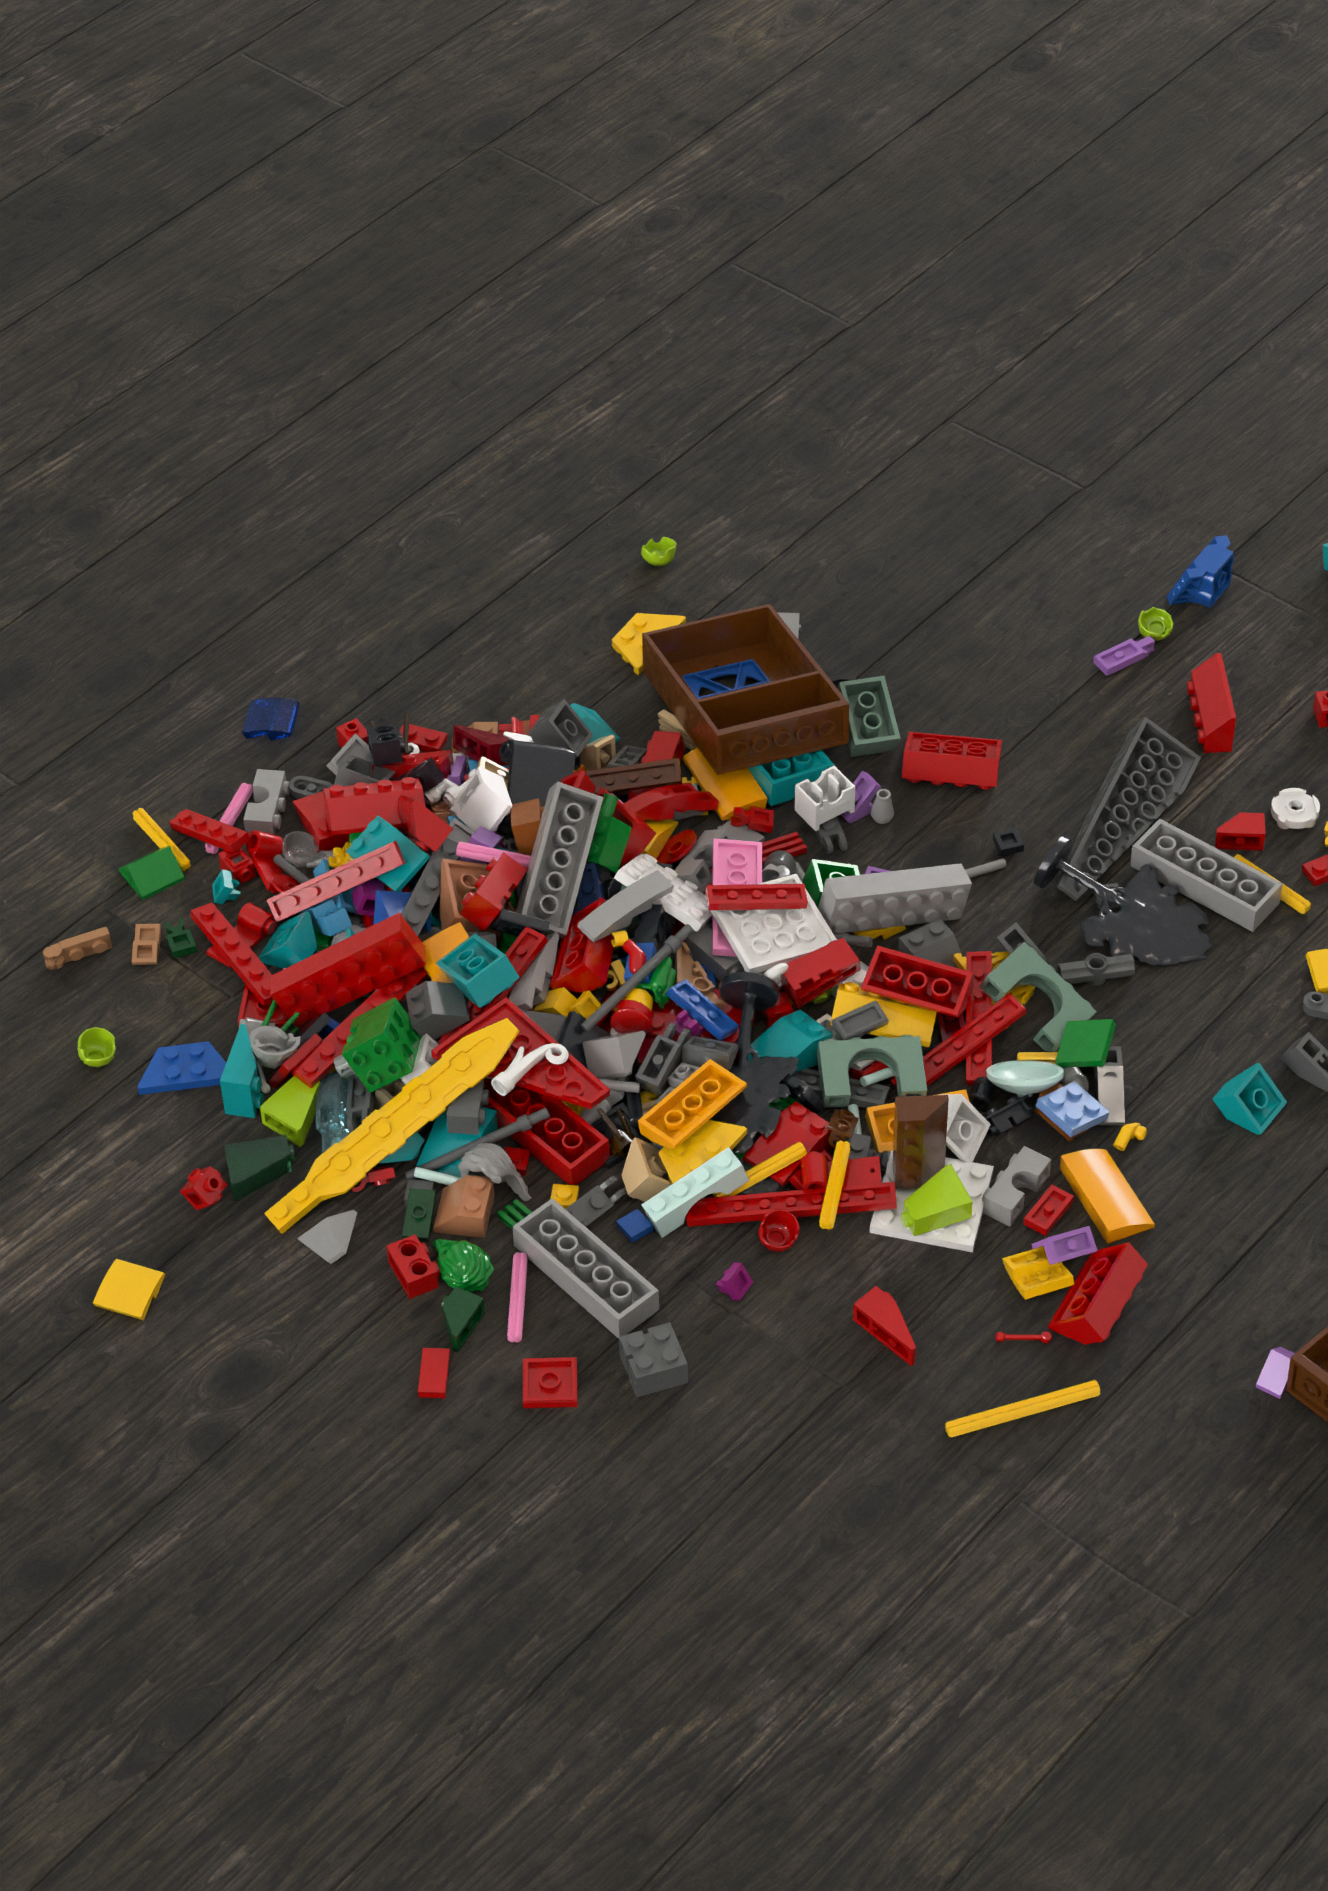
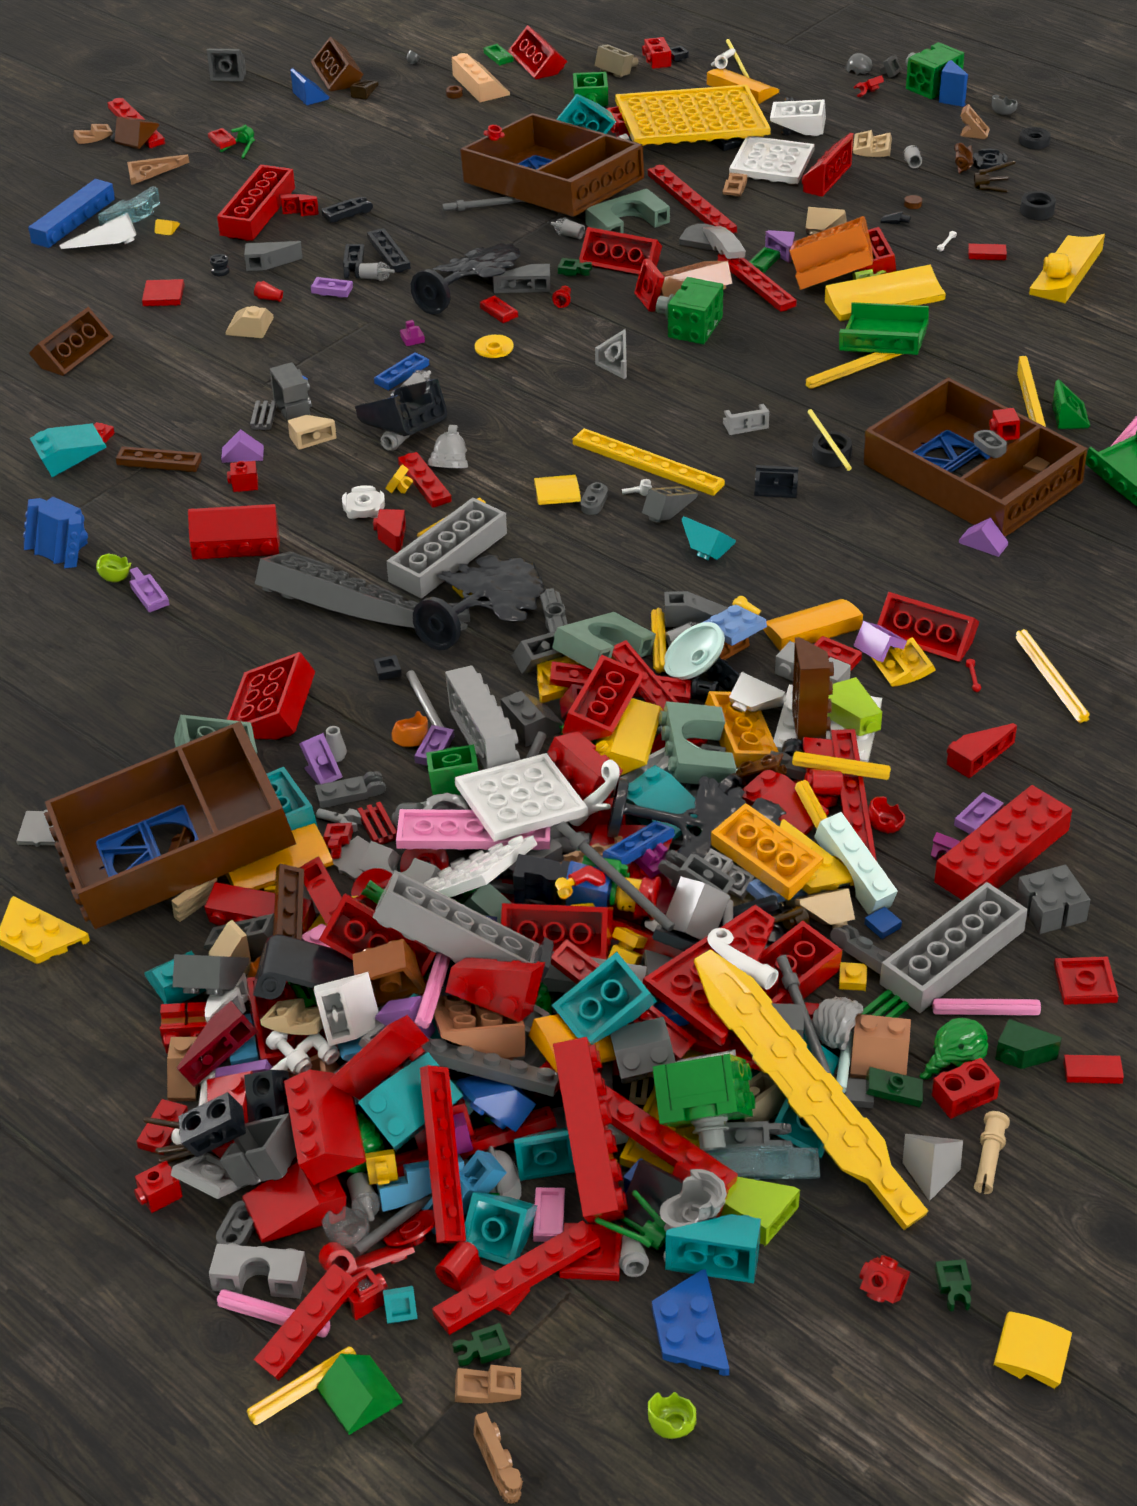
camera: 90 degrees left, 5 degrees down
(203, 1241) = (955, 1280): none -> dark green plate
(257, 1163) = (840, 1236): clear green slope -> none
(271, 717) = (101, 1279): clear blue slope -> none
(350, 1281) = (992, 1141): none -> tan pin
(625, 905) = (532, 879): light grey slope -> none
(700, 1050) = (693, 837): dark grey slope -> none
(733, 1327) = (1004, 843): none -> red brick
(756, 896) = (498, 795): red plate -> none
(779, 826) = (350, 816): none -> light grey bar
(786, 1314) = (978, 812): none -> medium lavender plate
(824, 798) = (333, 772): white piece -> none
(860, 1021) = (647, 741): dark grey tile -> none
(907, 859) = (410, 731): none -> orange hair
(1085, 1043) = (662, 610): green tile -> none

